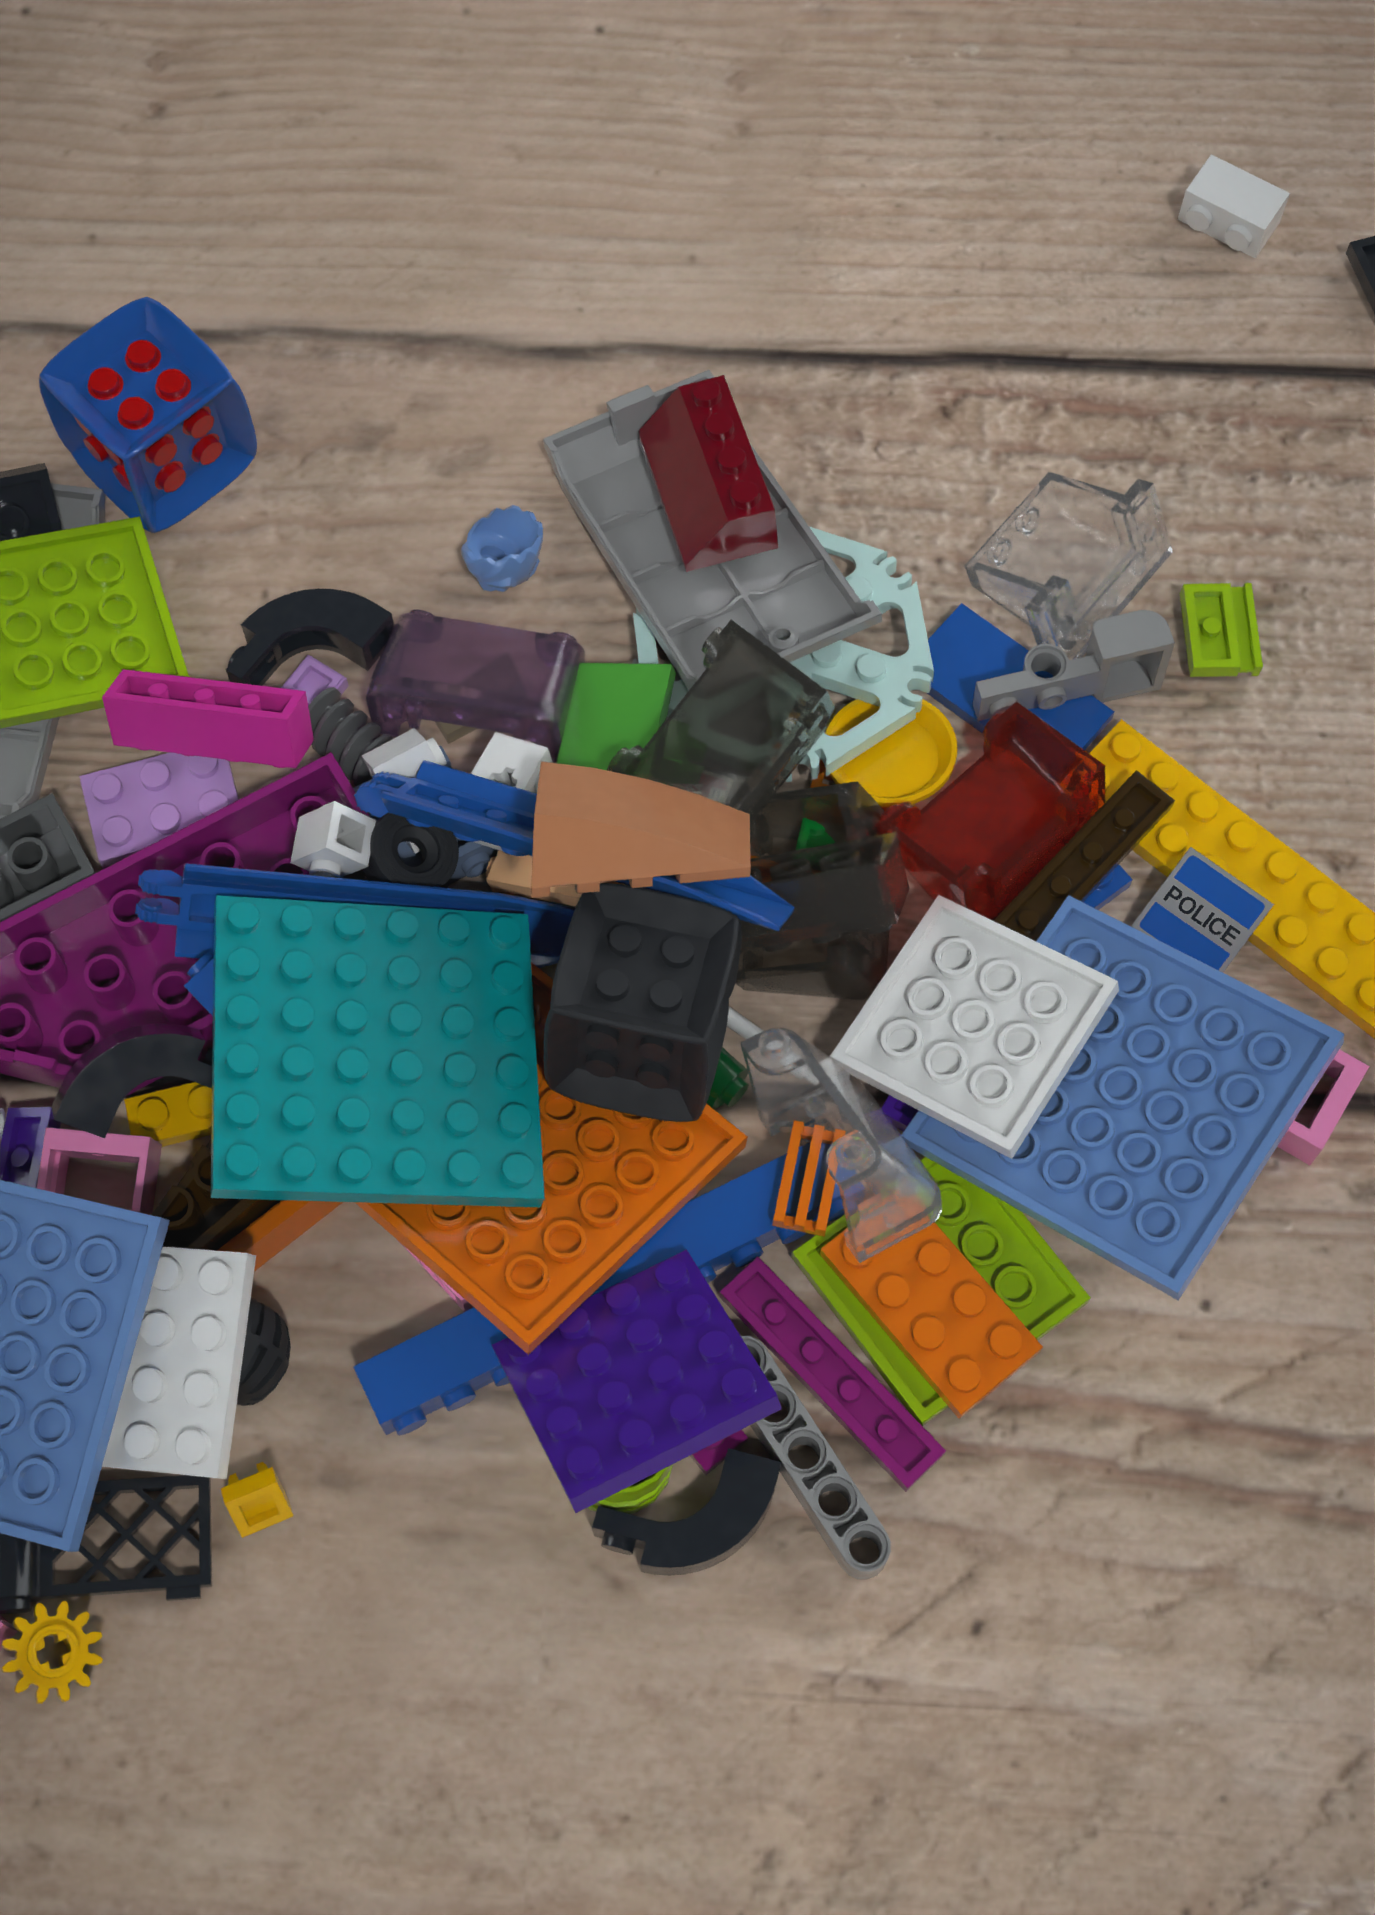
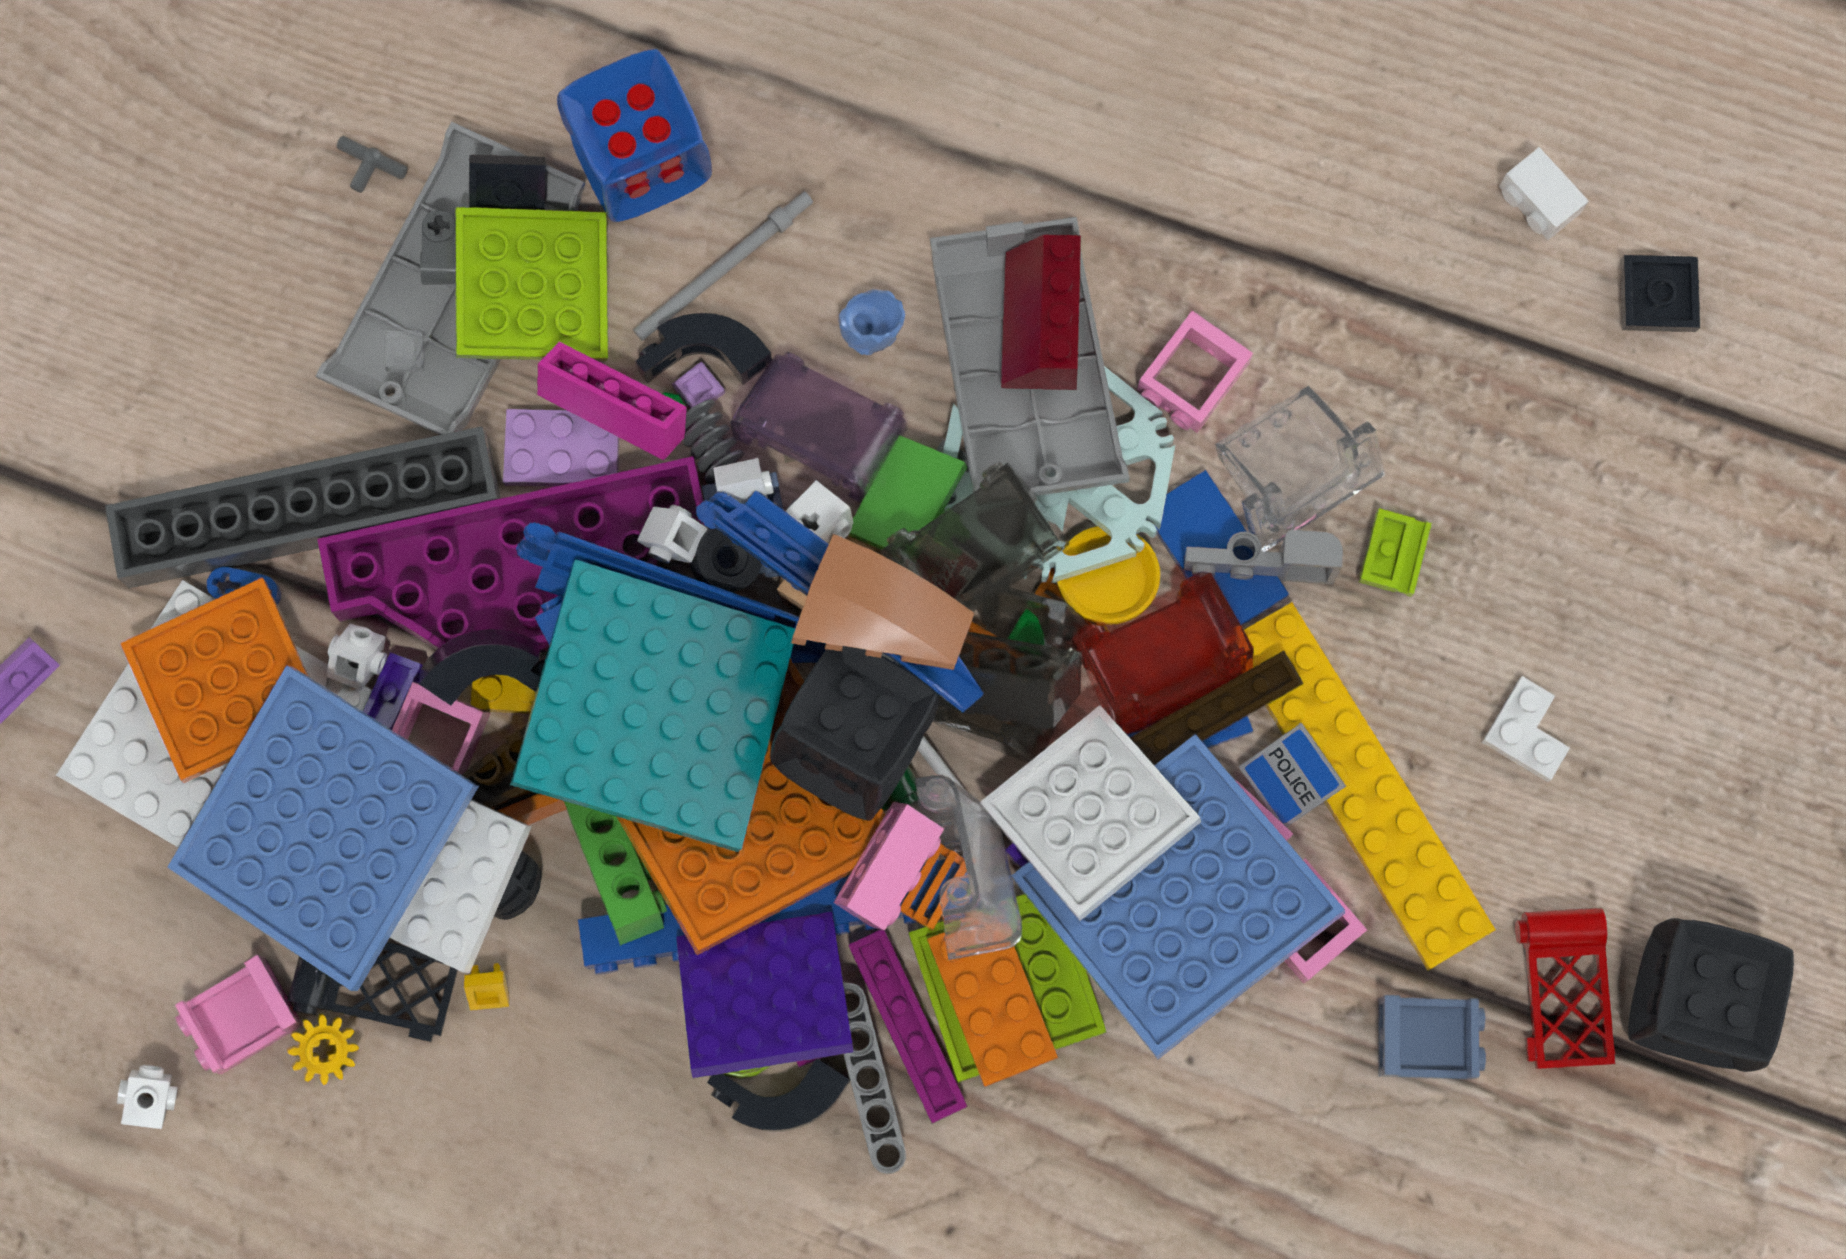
camera: 15 degrees right, 10 degrees up
(353, 477) = (778, 221): none -> light grey bar
(418, 1337) = (629, 916): none -> bright green brick
(743, 1166) = (889, 866): none -> bright pink brick
(921, 463) = (1217, 345): none -> bright pink window

